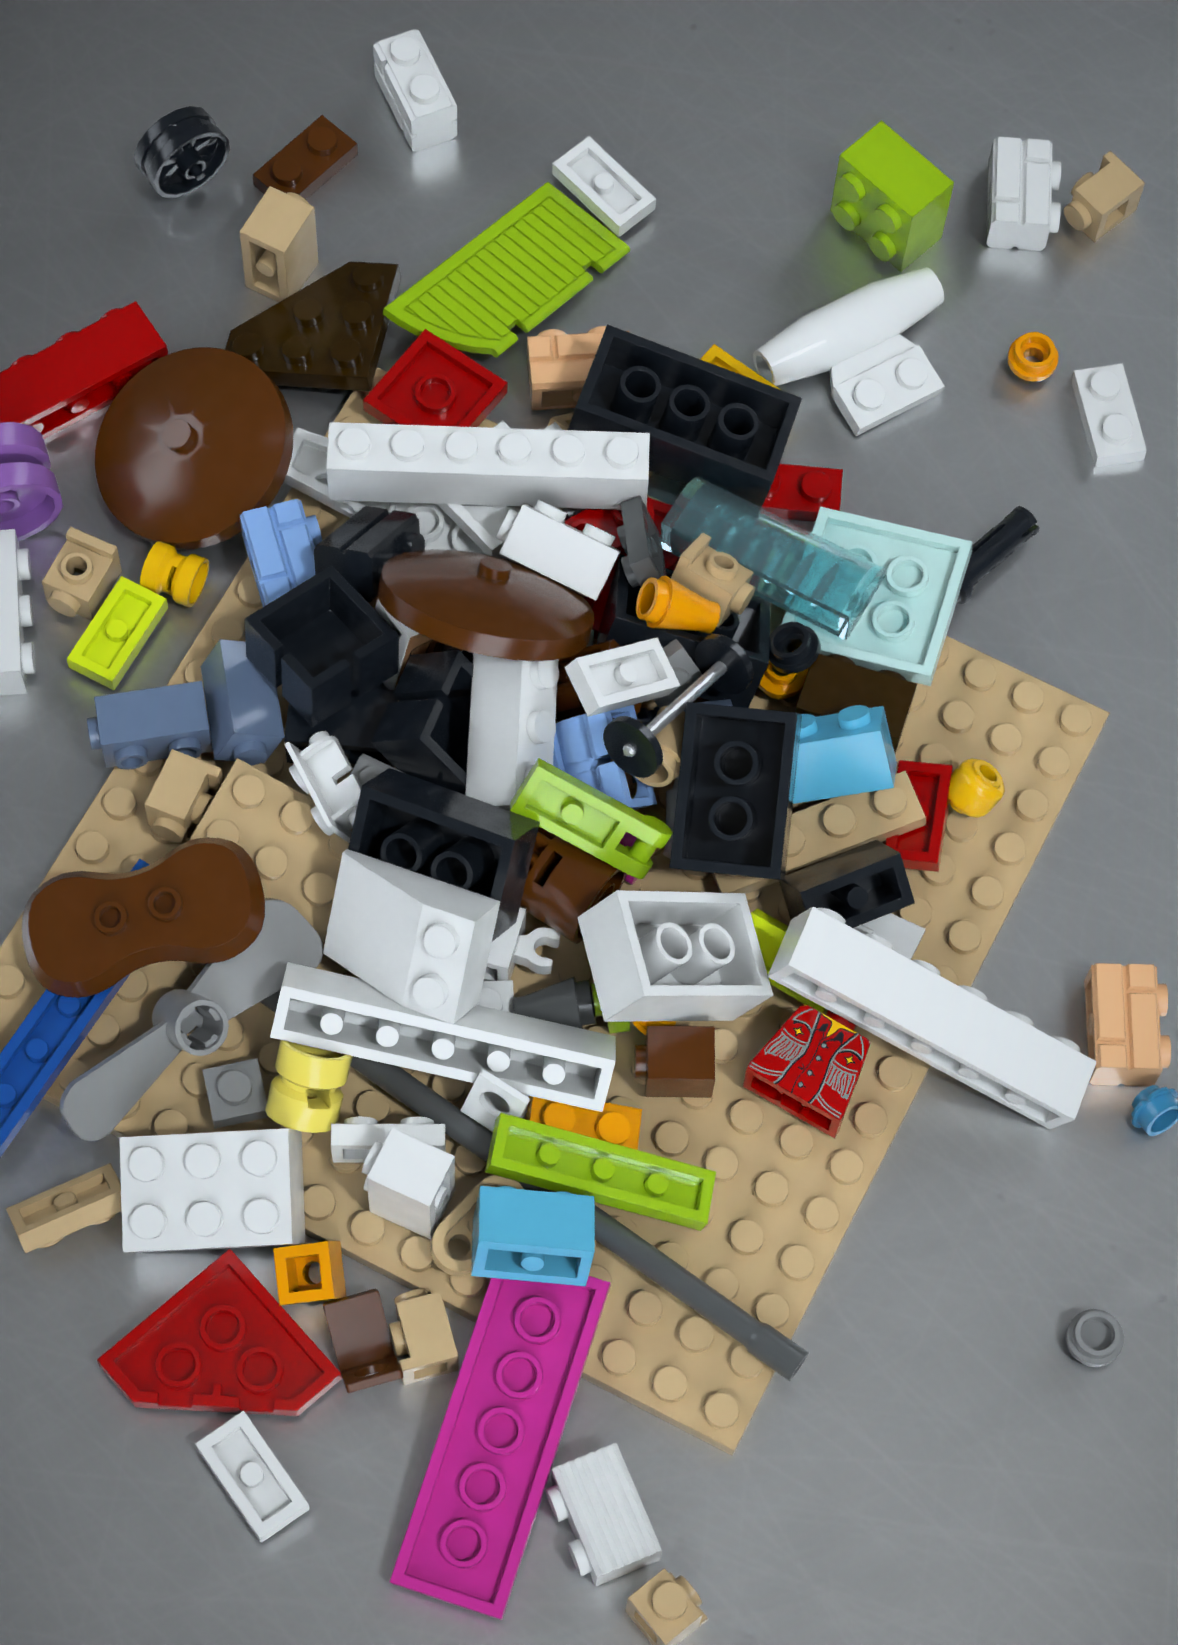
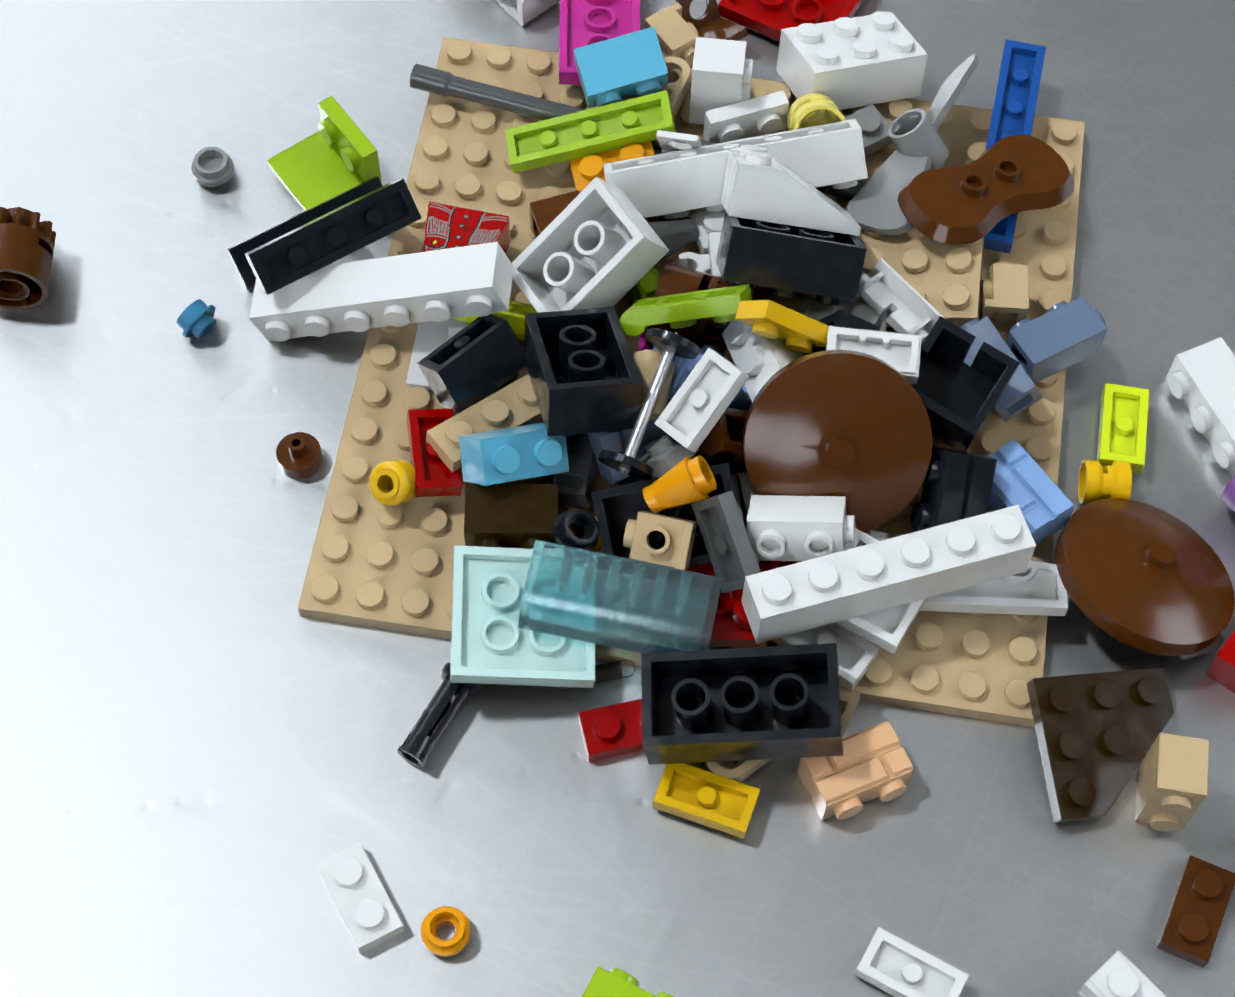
camera: 165 degrees right, 5 degrees down
(67, 1208) = (949, 45): tan plate -> none
(98, 569) = (1175, 461): tan brick -> none
(293, 1277) = (762, 48): light orange plate -> none
(410, 666) = (896, 349): none -> white plate
(435, 388) = (967, 682): red plate -> none
(492, 736) = (775, 321): none -> yellow plate
(509, 275) = (957, 846): lime piece -> none
(862, 347) = (607, 878): white plate -> none
(947, 1285) = (328, 160): none -> lime bracket
(971, 1090) = (324, 234): none -> black fence
(1067, 900) = (299, 455): none -> reddish brown tile
(1124, 1024) = (234, 366): light nougat brick -> none

